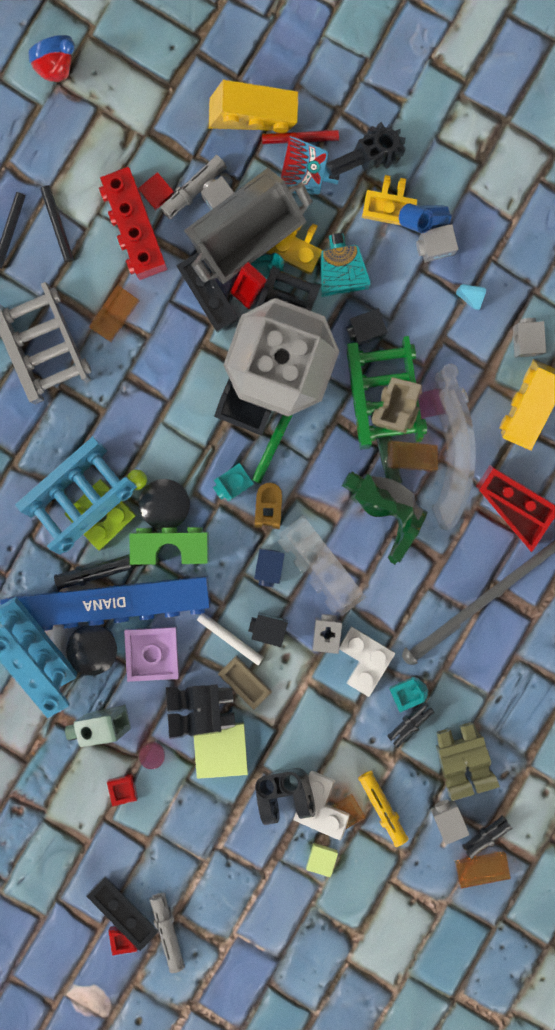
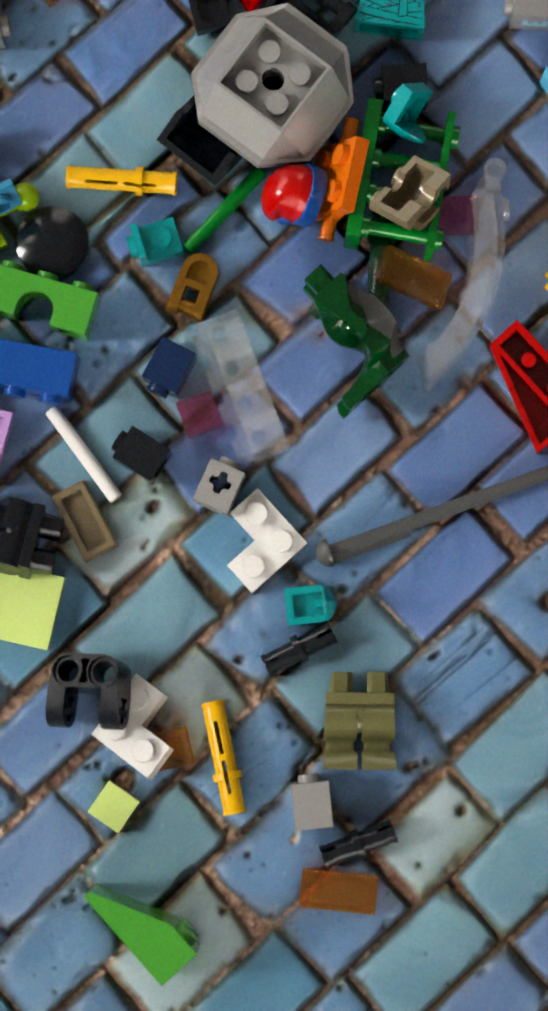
camera: 20 degrees right, 5 degrees down
(197, 448) = (122, 180): none -> yellow pin
(298, 589) = (199, 414): none -> clear pink tile
(319, 425) = (294, 194): none -> red piece
(343, 406) = (345, 166): none -> orange plate
(369, 936) = (150, 933): none -> bright green slope
(375, 342) = (404, 110): none -> teal plate

